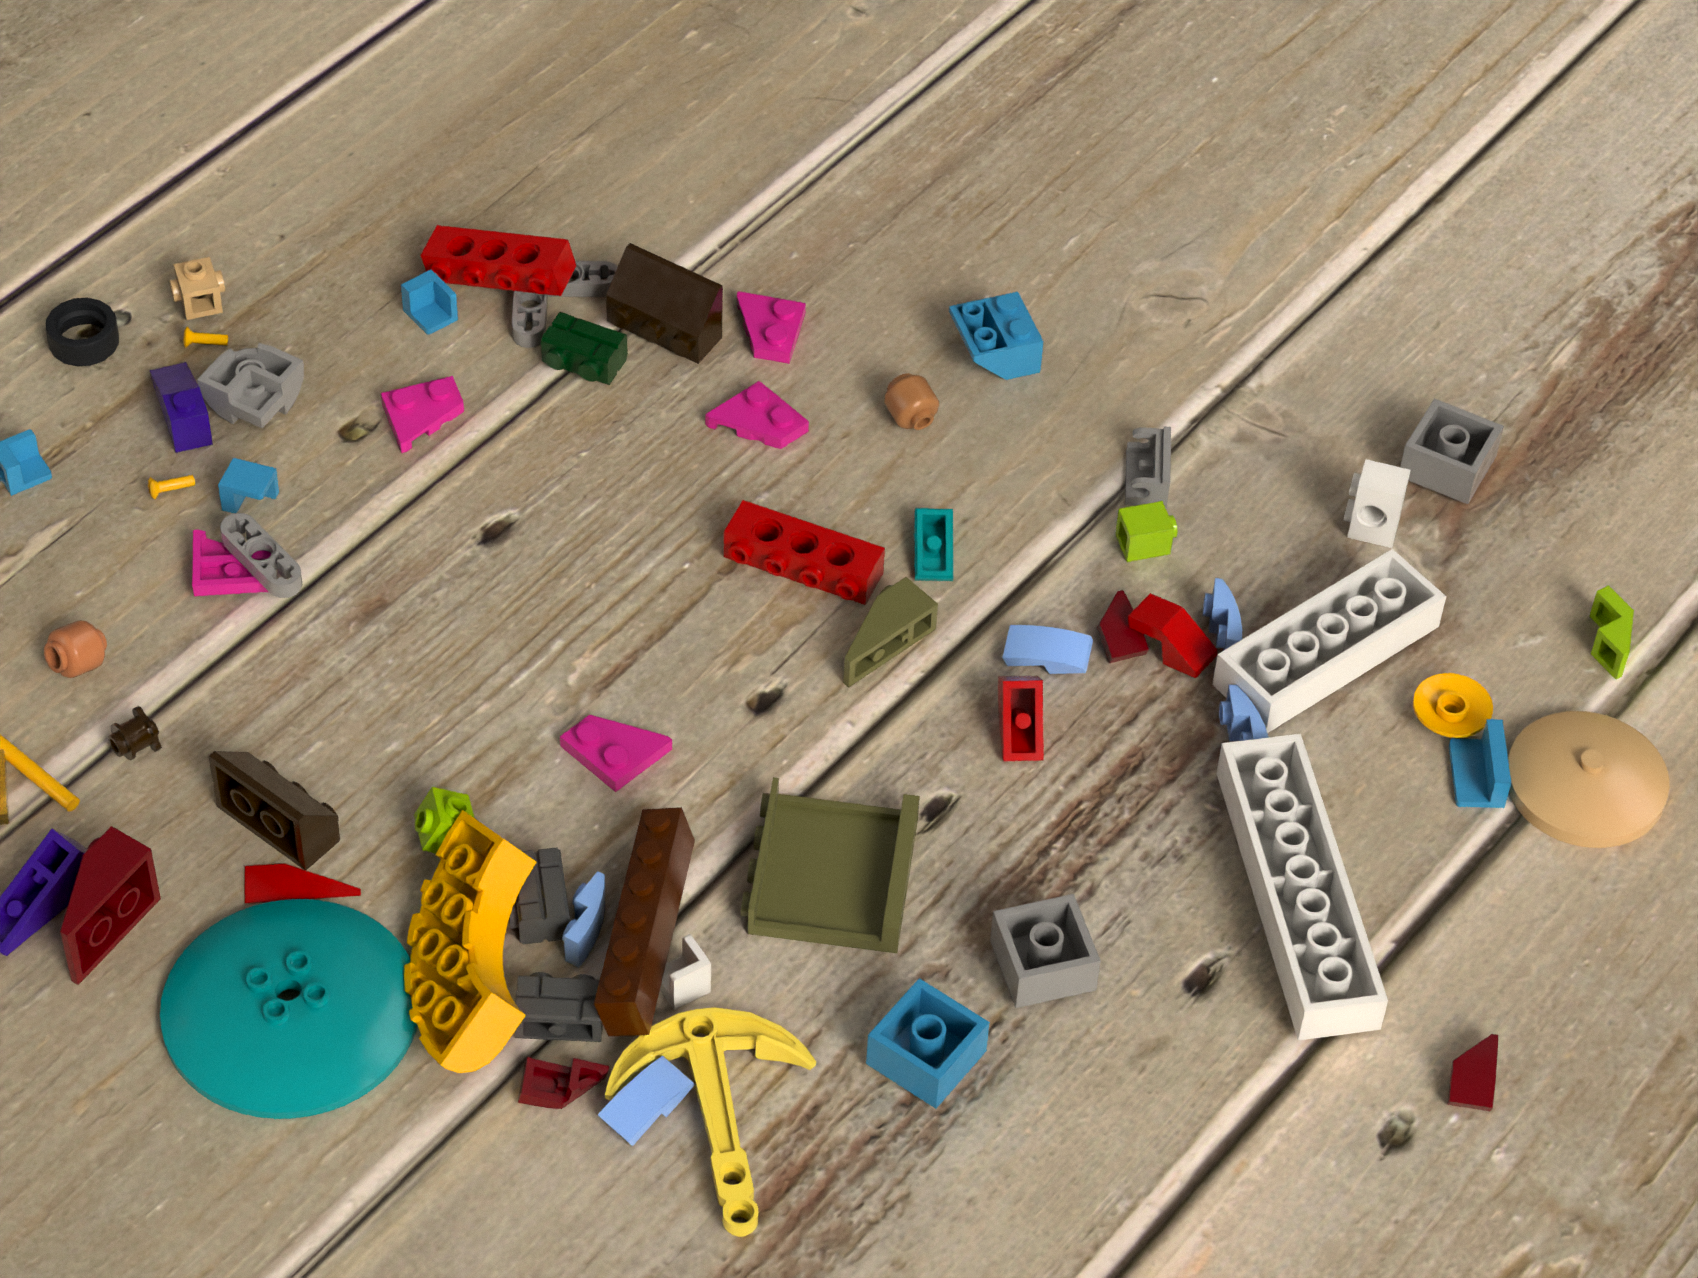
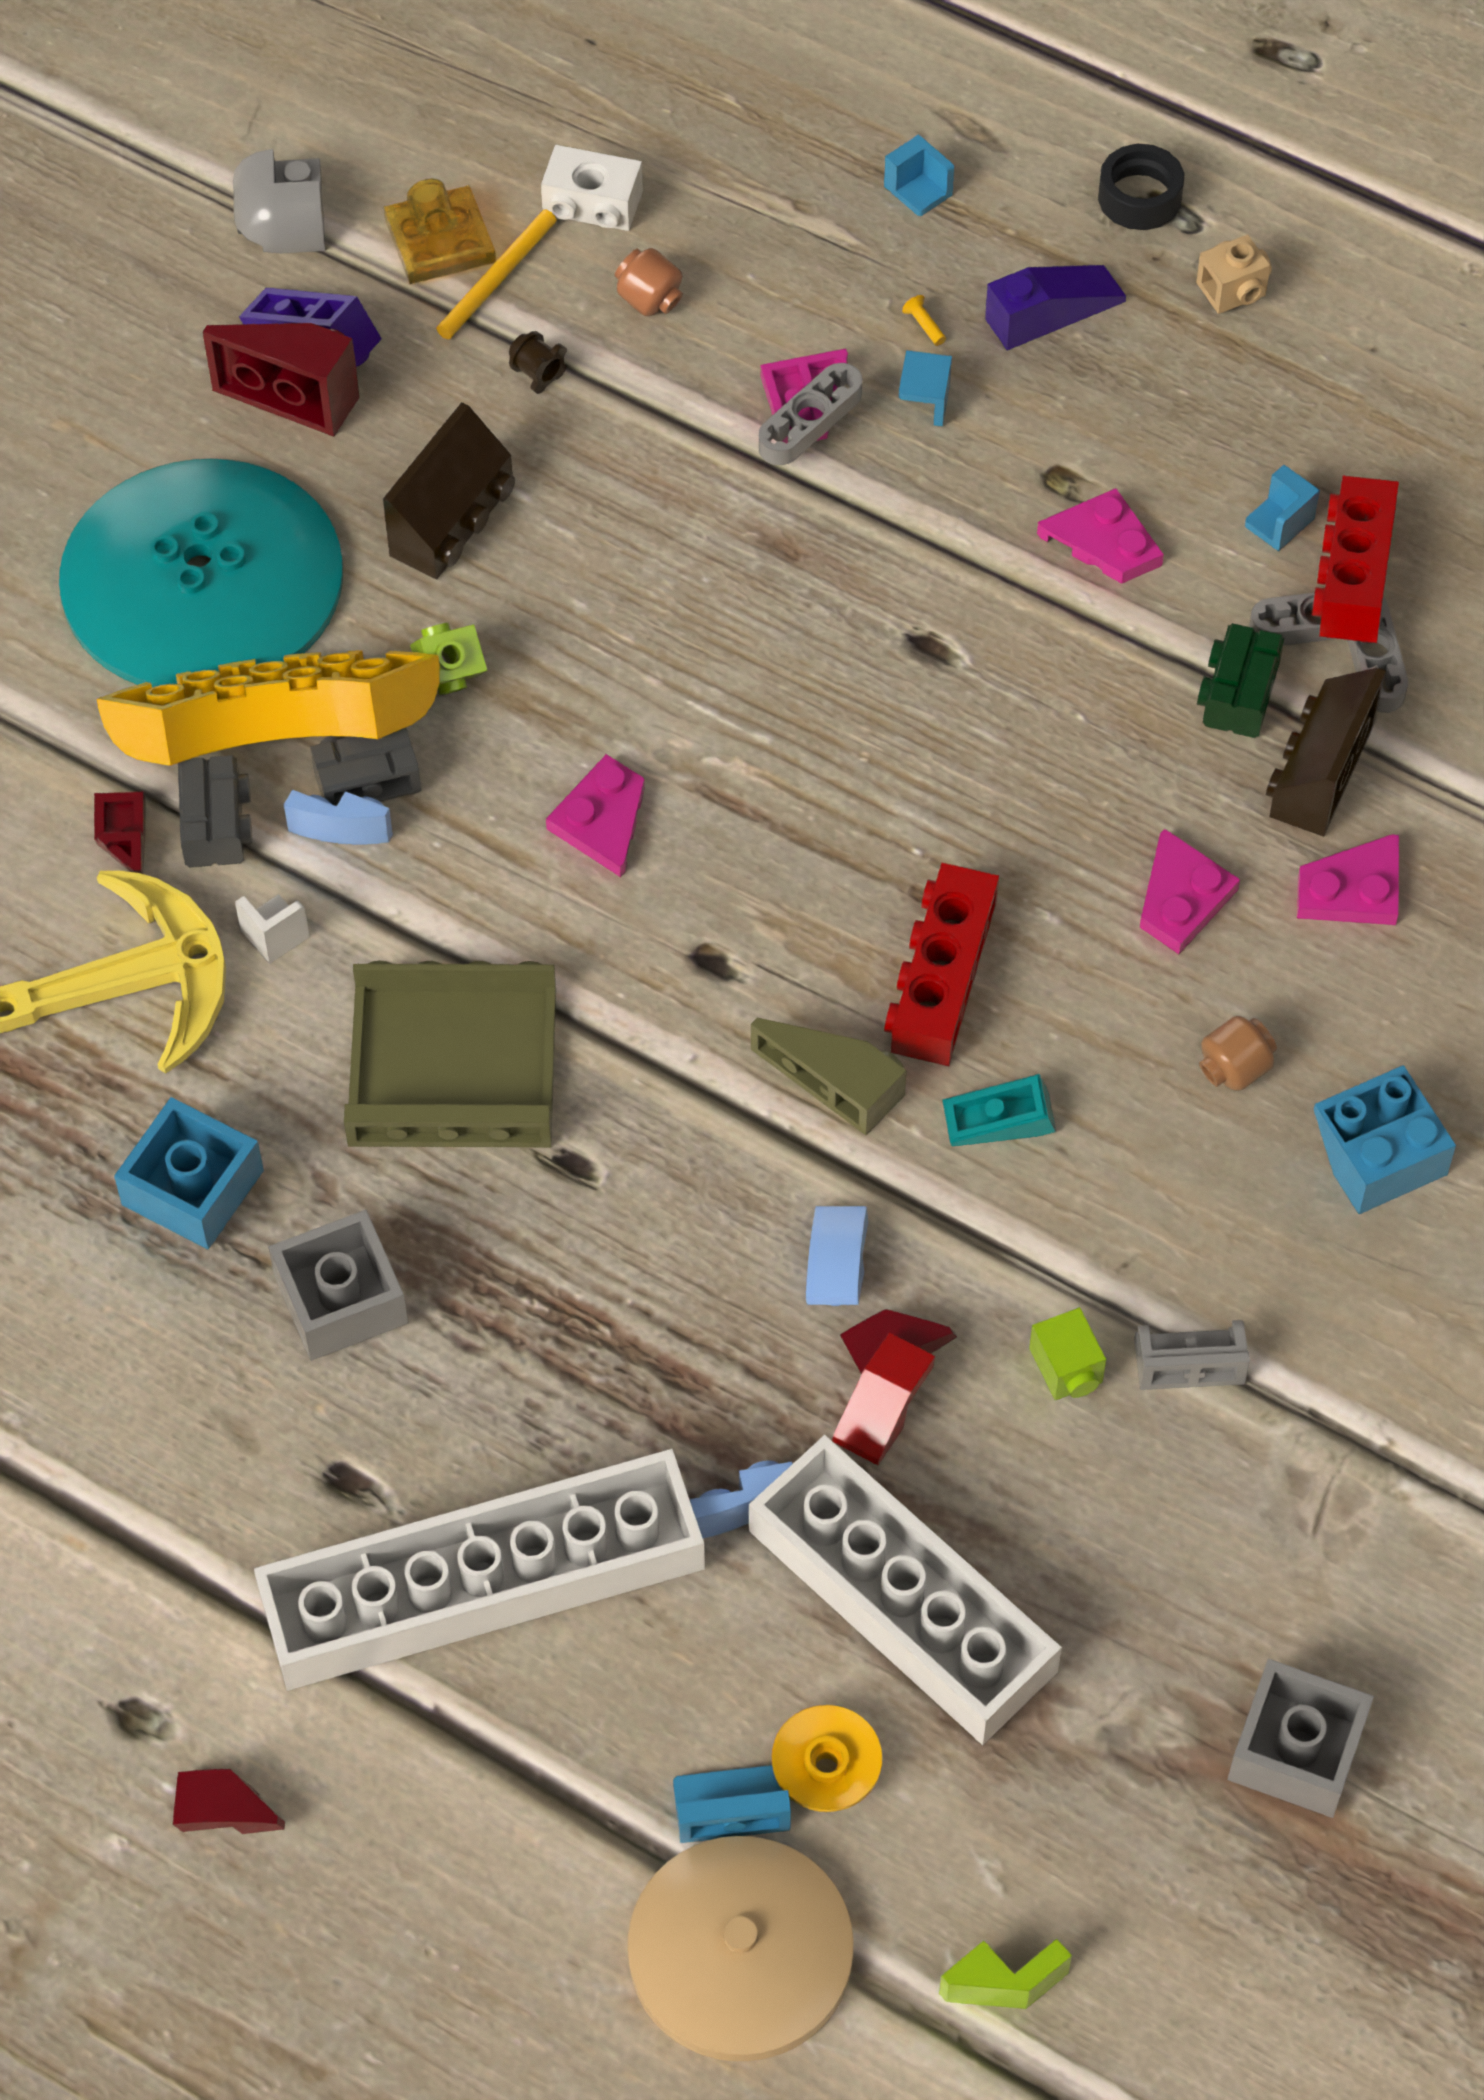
camera: 85 degrees right, 10 degrees up
(203, 338) = (1165, 289): yellow piece -> none
(252, 384) = (1083, 354): light grey brick -> none
(285, 882) = (366, 548): red sticker -> none
(644, 922) = (327, 866): reddish brown brick -> none
(645, 1098) = (98, 910): light blue slope -> none
(1021, 717) = (717, 1232): red slope -> none
(1223, 615) = (944, 1458): light blue slope -> none
(1377, 503) = (1163, 1635): white brick -> none

